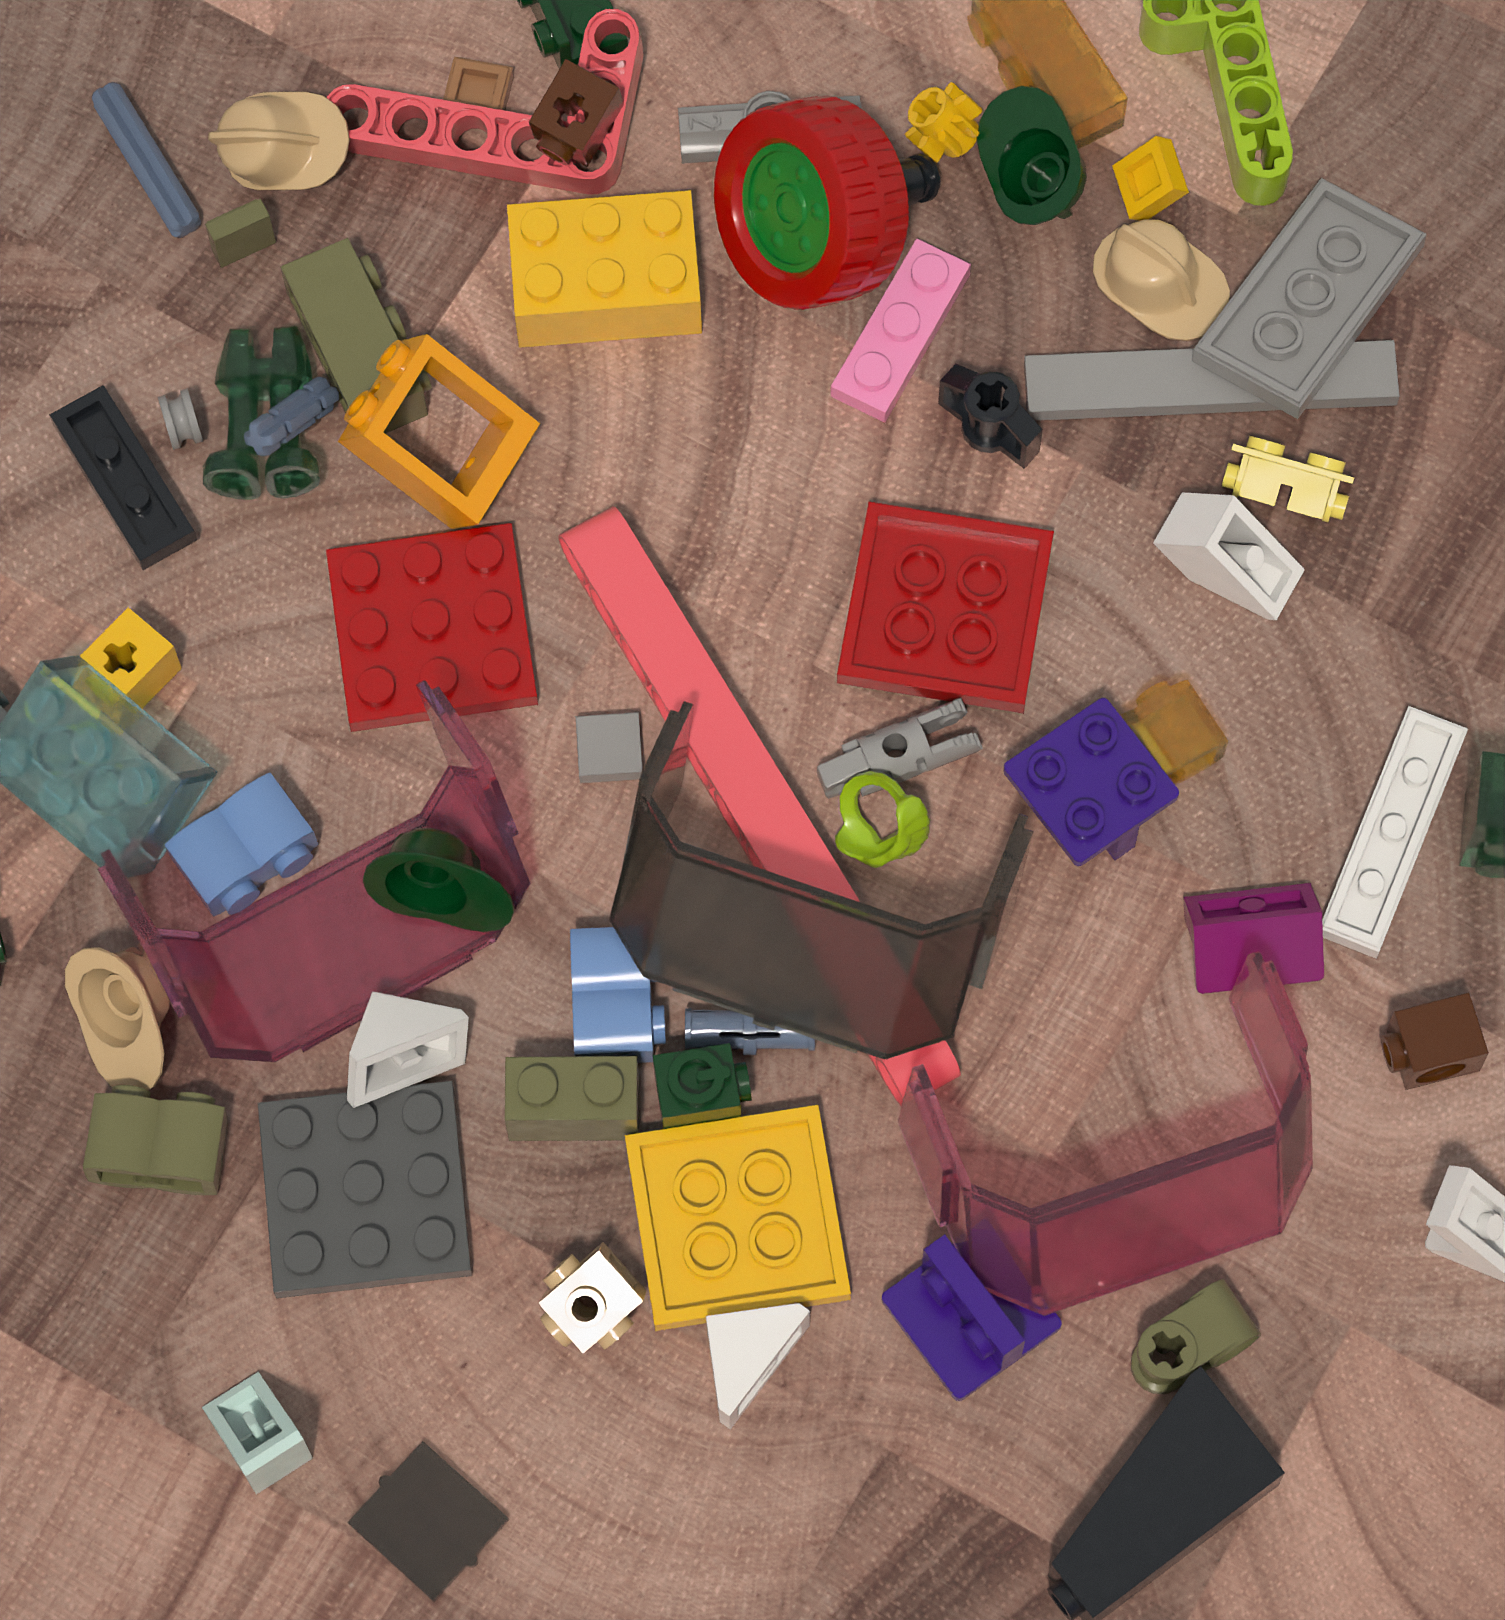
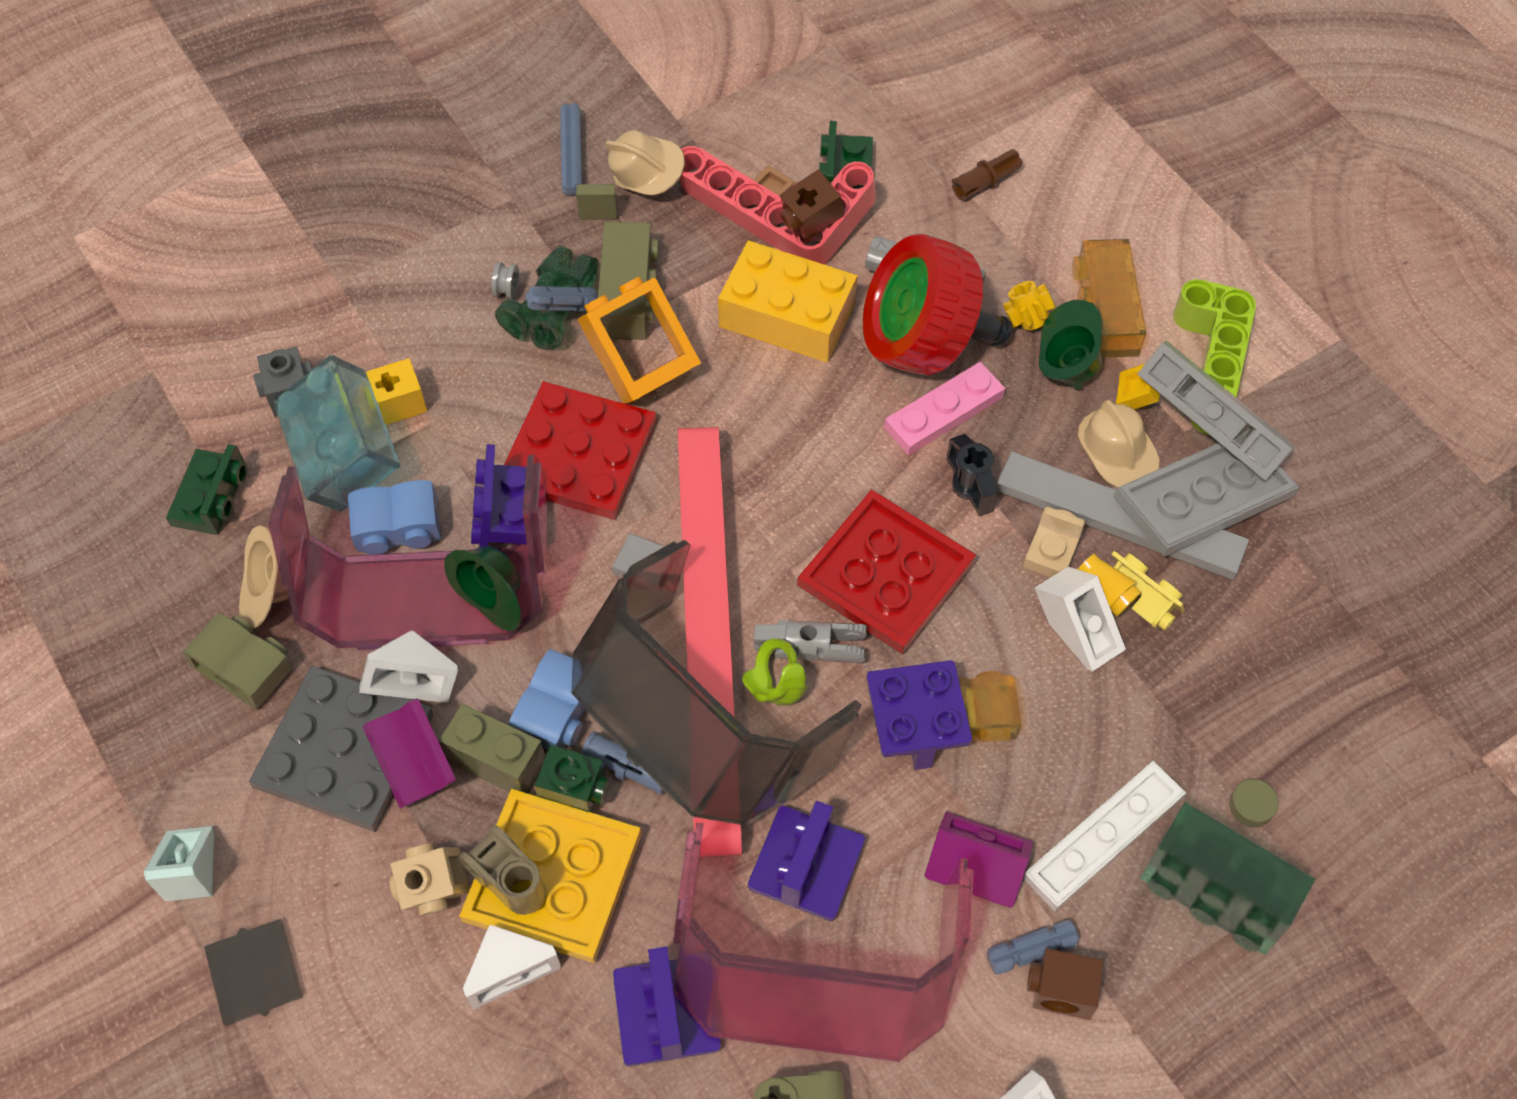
camera: 25 degrees right, 10 degrees down
(123, 477) = (455, 297): black plate -> none
(389, 761) = (498, 502): none -> dark purple bracket
(471, 1153) = (409, 753): none -> magenta panel
(673, 1235) = (499, 865): none -> dark tan piece
(1045, 1044) = (807, 861): none -> dark purple bracket
(1145, 464) = (1054, 542): none -> tan bracket
(1259, 491) = (1117, 586): none -> yellow cone
(1275, 178) = (1216, 410): none -> light grey hinge
(1372, 1016) = (1031, 946): none -> sand blue axle

